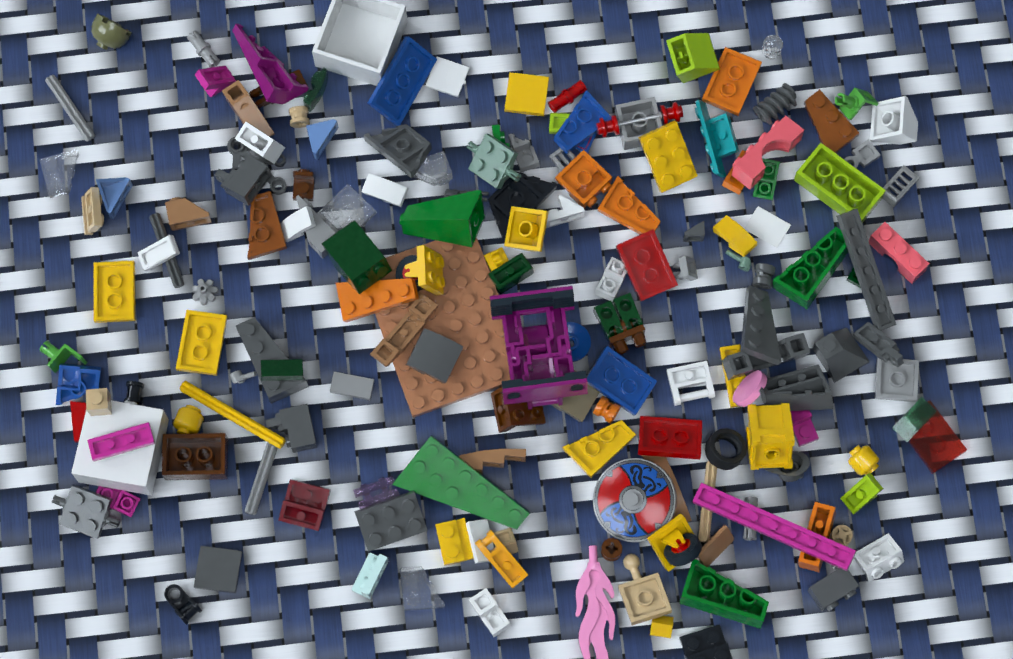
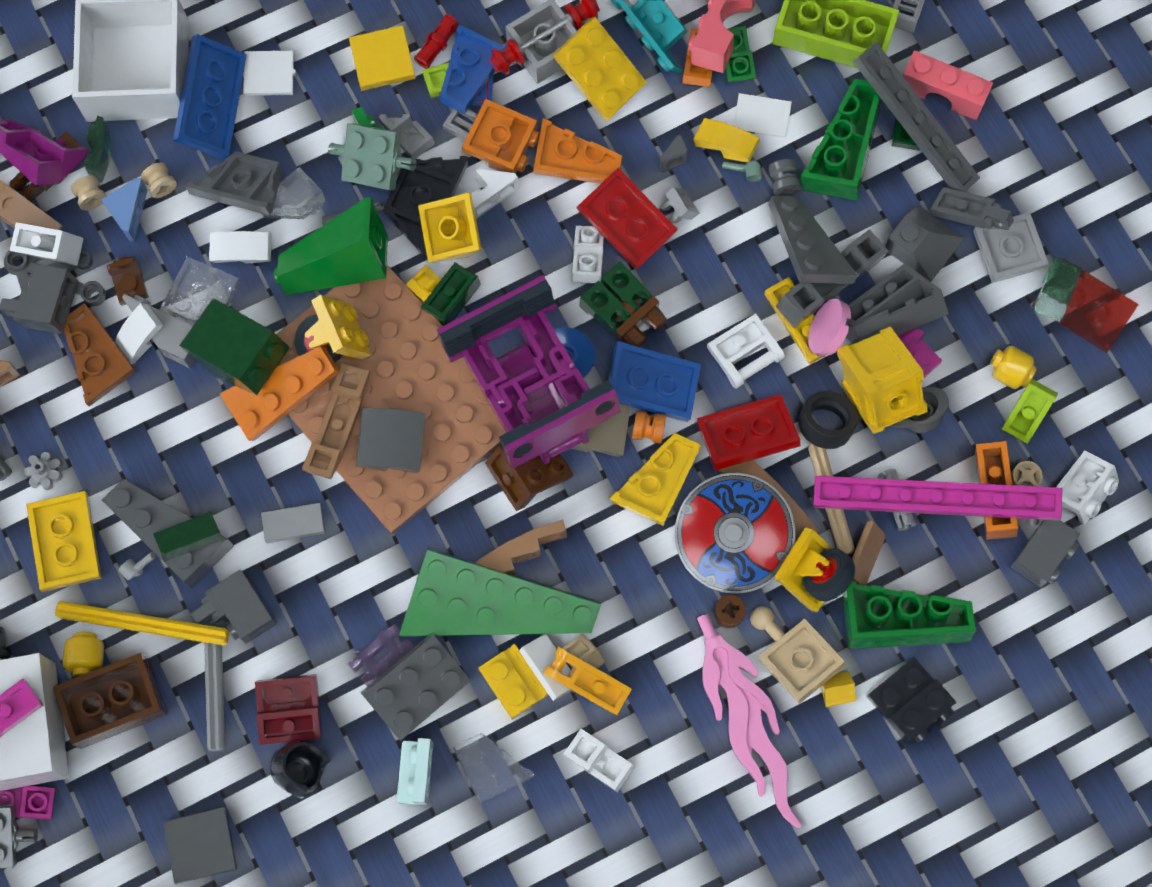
camera: 20 degrees left, 0 degrees up
(297, 544) = (298, 768): none -> black piece
(348, 125) = (158, 180): none -> tan wheel

